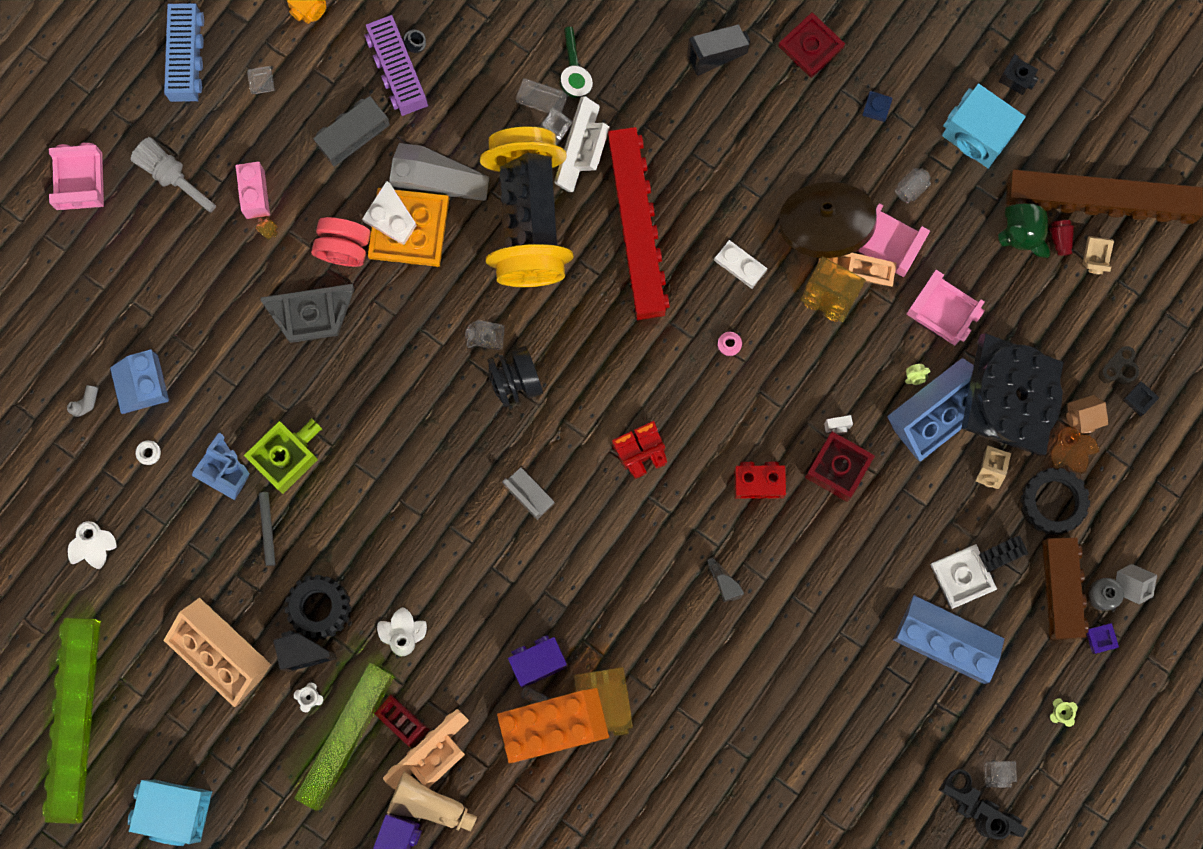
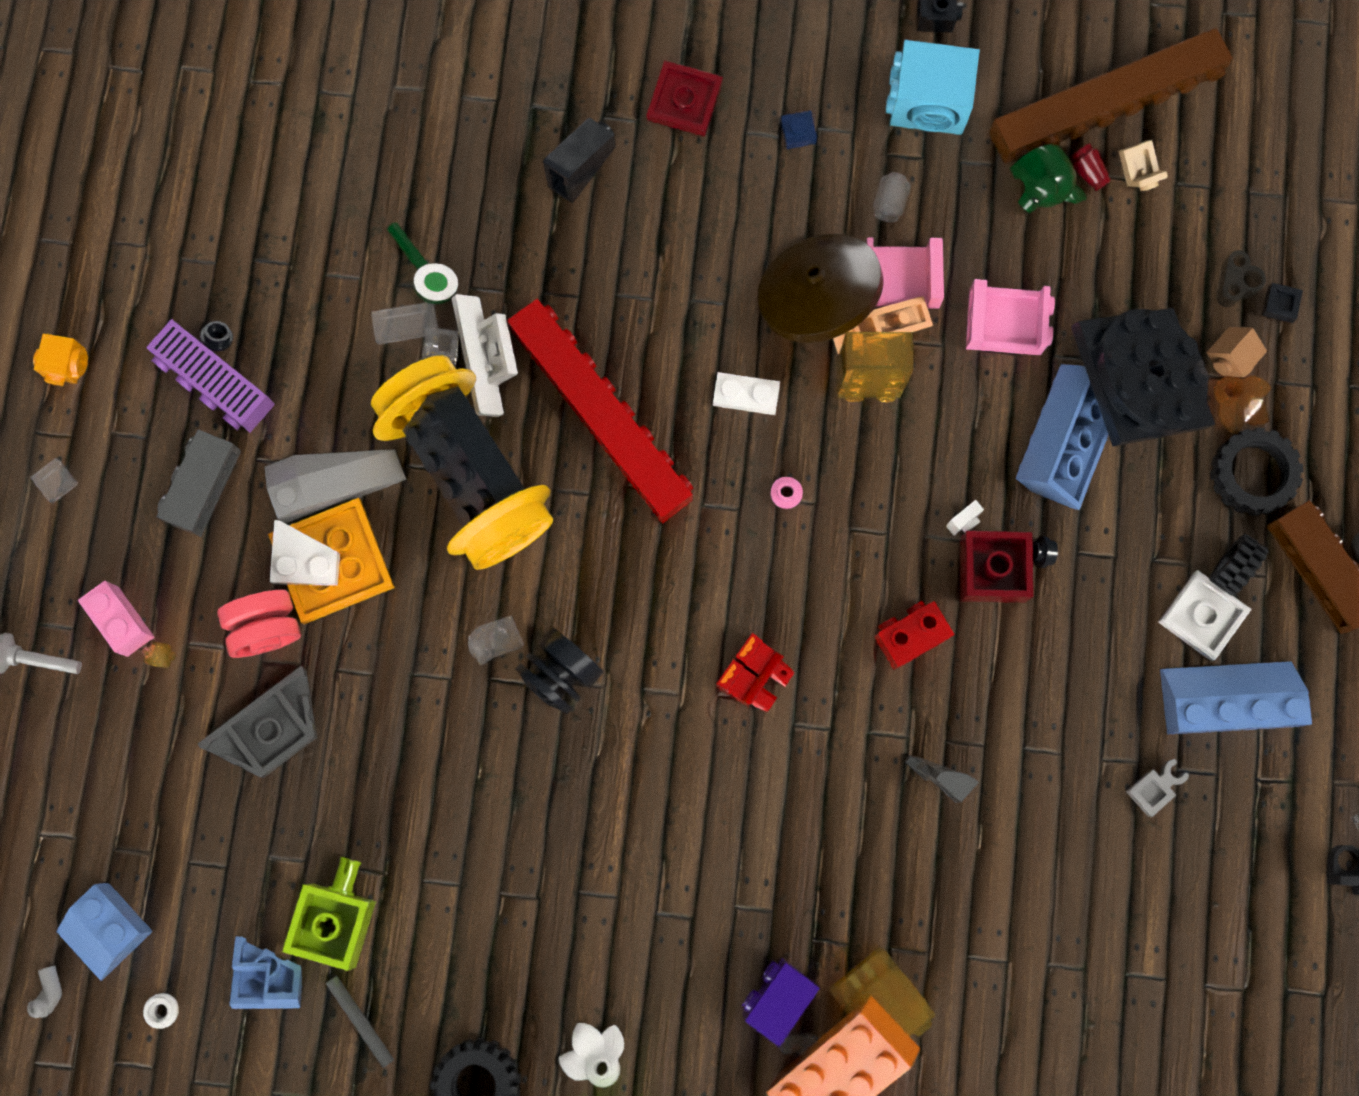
camera: 30 degrees left, 0 degrees up
(528, 493) = (651, 800): light grey panel -> none
(861, 669) = (1154, 790): none -> light grey plate
(878, 475) = (1044, 552): none -> black plate
(917, 374) = (1020, 411): yellowish green plate -> none
(993, 467) = (1167, 470): tan bracket -> none

